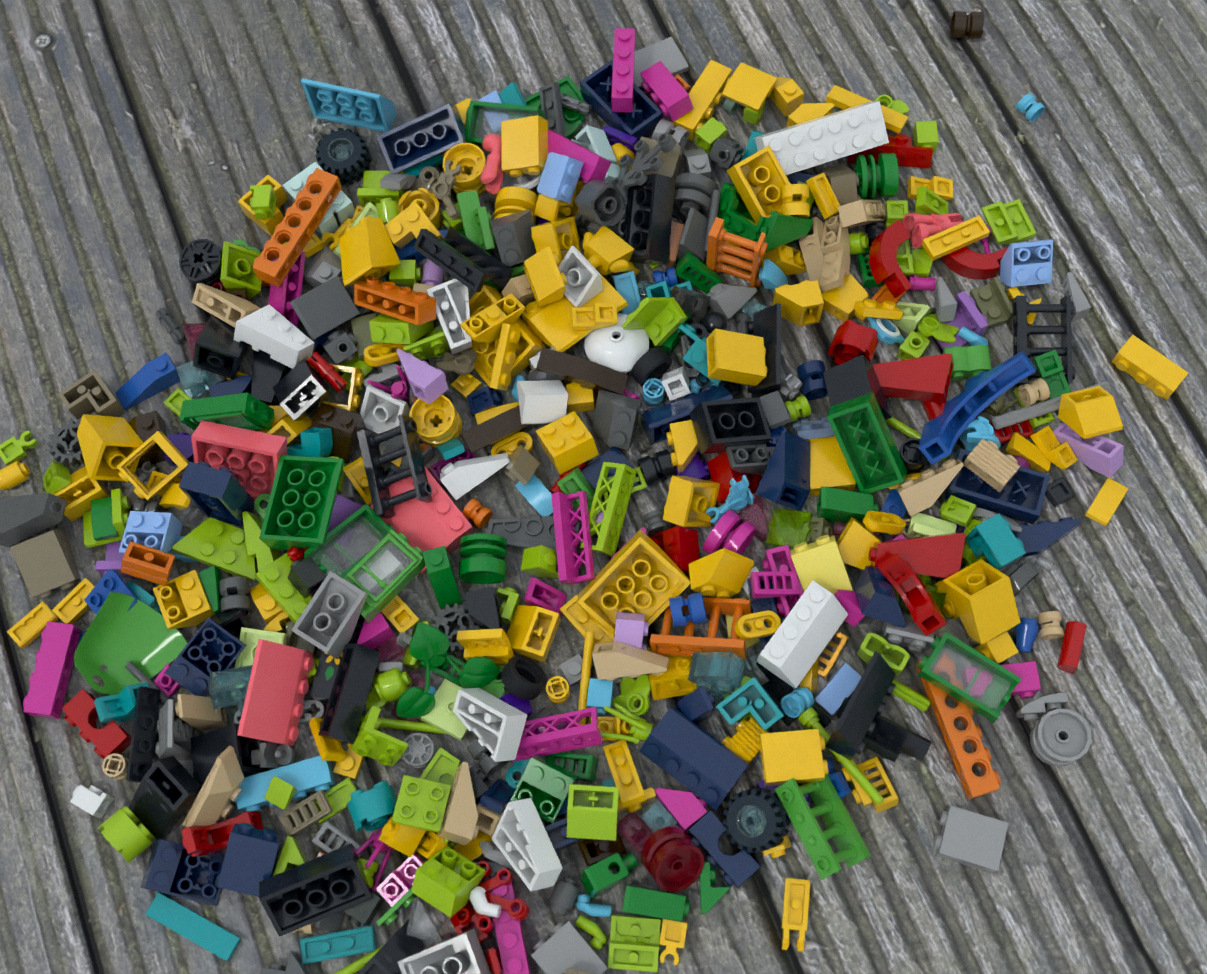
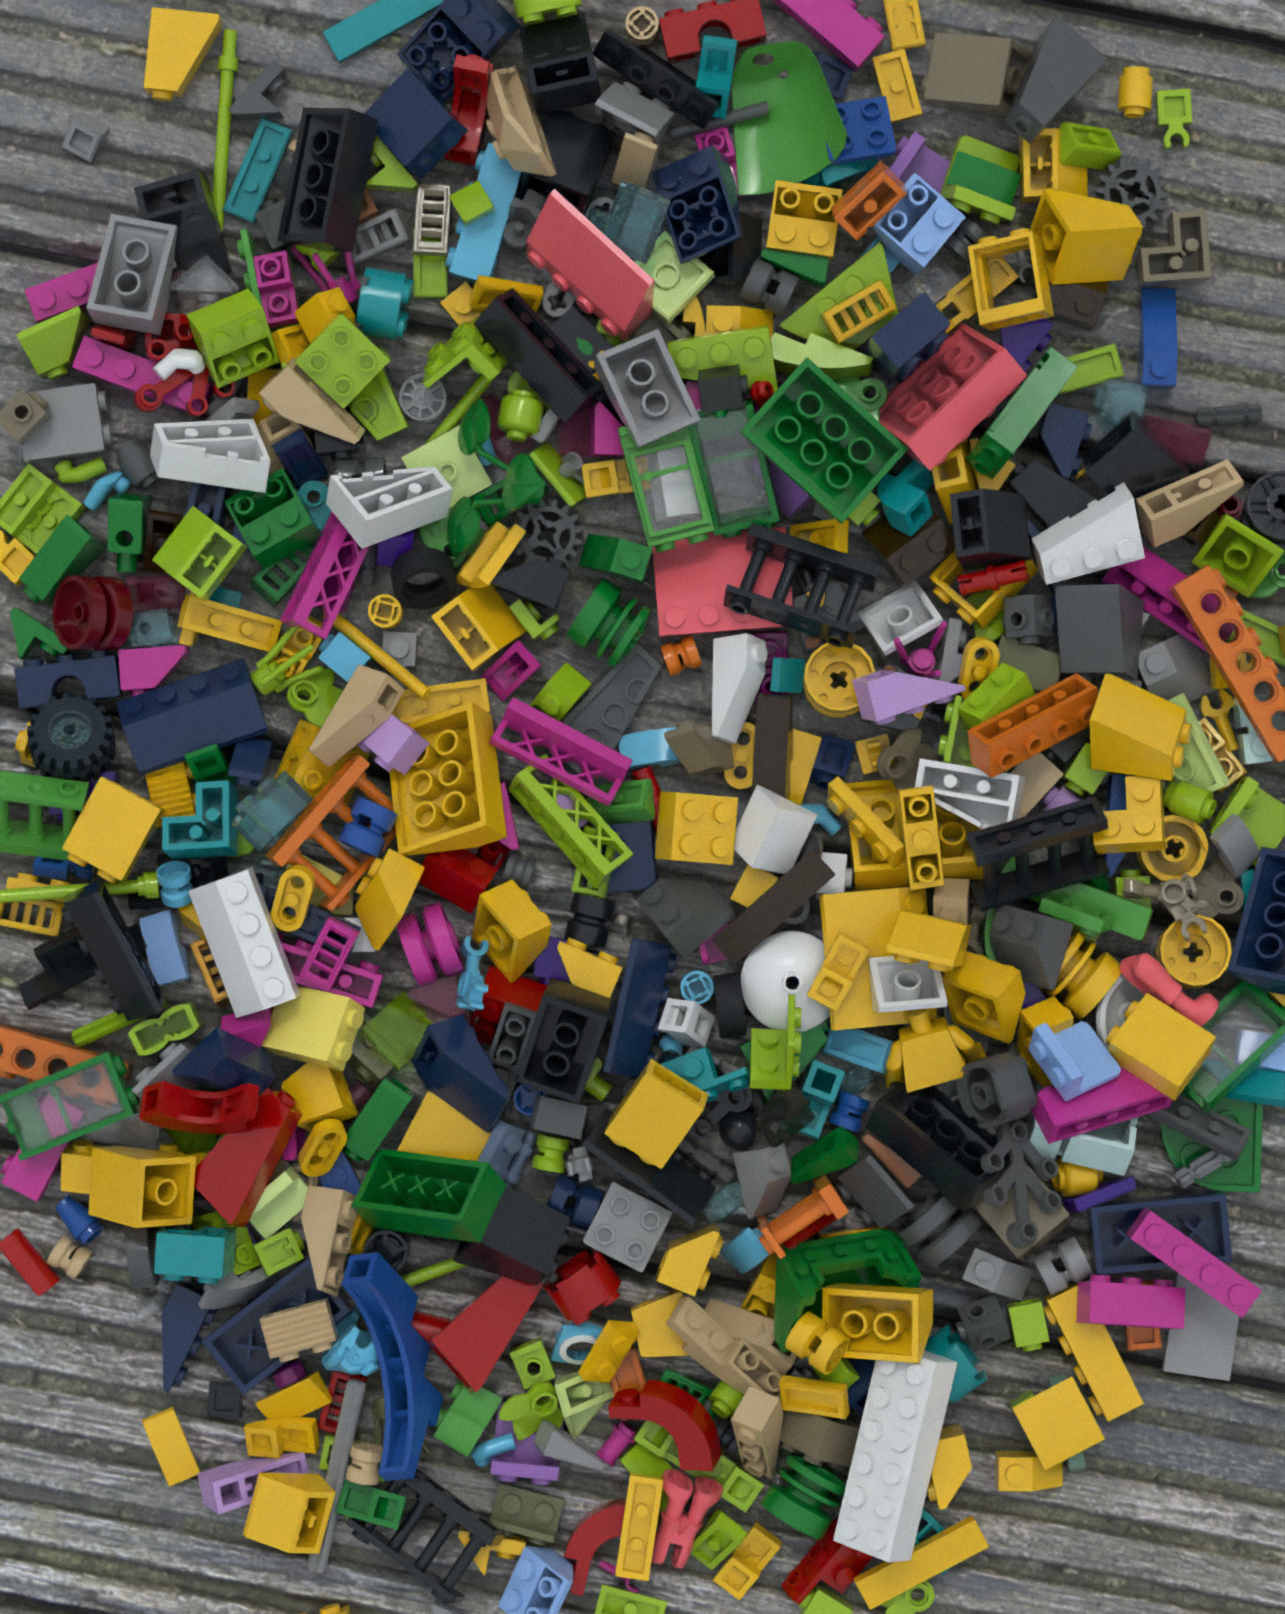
camera: 120 degrees right, 20 degrees up
(174, 497) = (949, 286): yellow slope -> none
(232, 544) = (832, 325): none -> yellow slope
(712, 214) = (880, 1224): dark grey bar -> none
(716, 727) = (209, 764): none -> green slope
(805, 342) = (627, 1227): none -> light grey bracket

